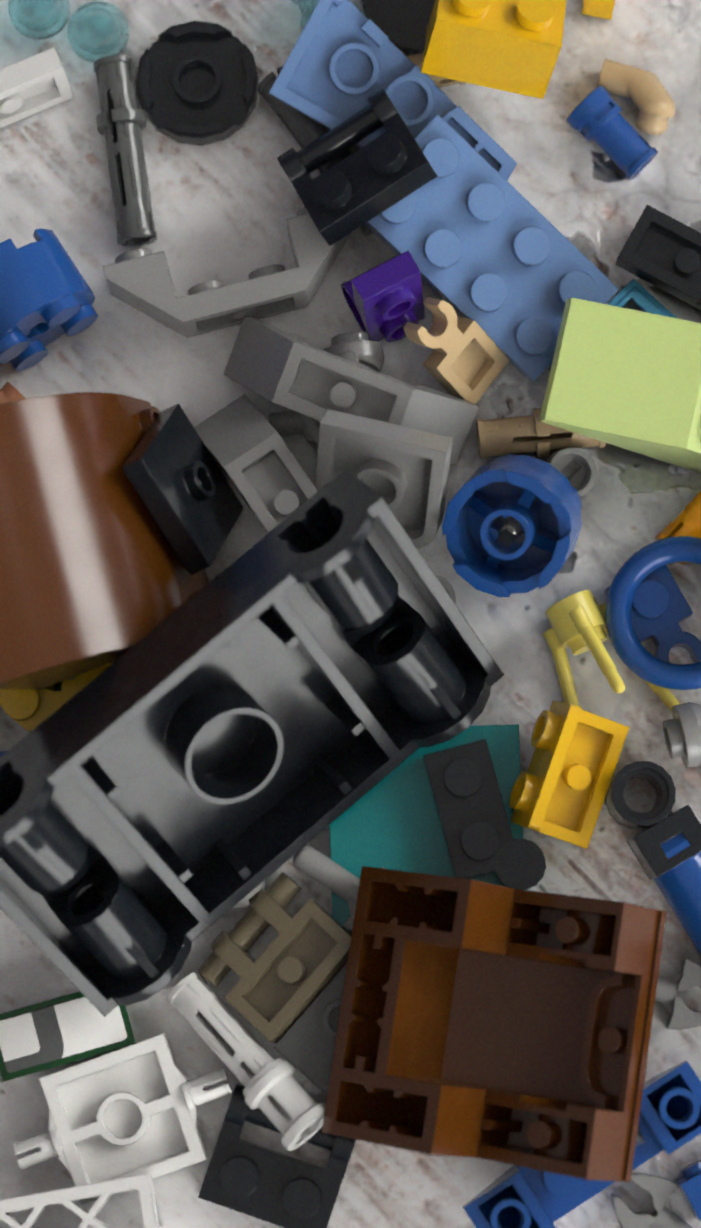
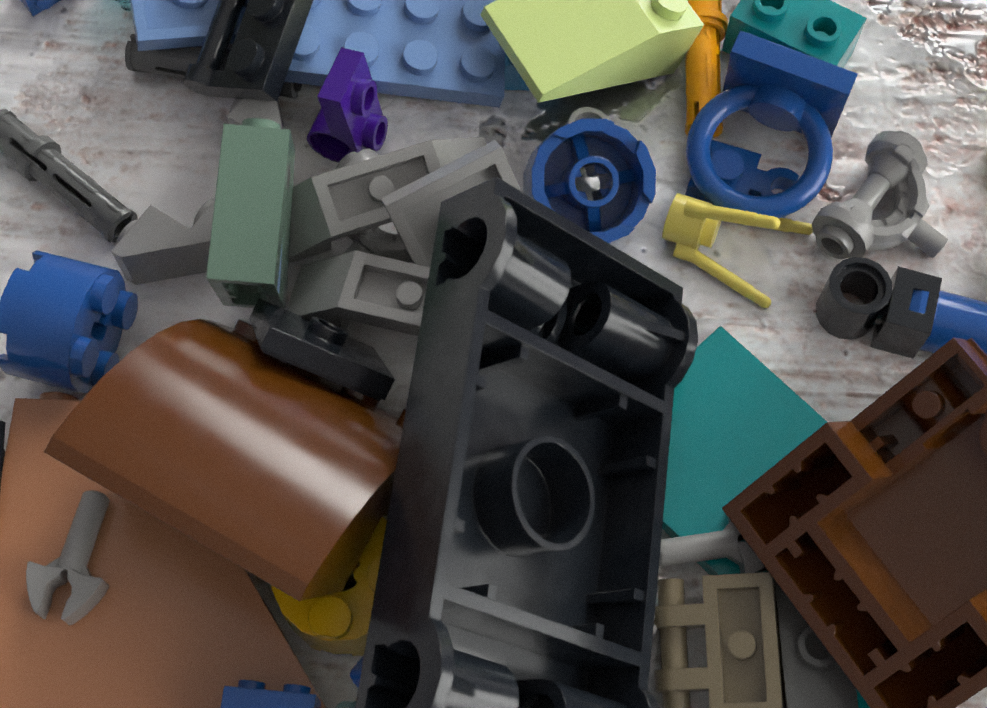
camera: 45 degrees left, 15 degrees down
(197, 83) = (77, 96): black tile -> none
(220, 339) = (252, 214): none -> sand green slope
(462, 352) = (431, 107): tan plate -> none
(476, 818) = (755, 409): black hinge -> none
(526, 435) = (516, 142): tan pin -> none
(567, 773) = (790, 324): yellow bracket -> none

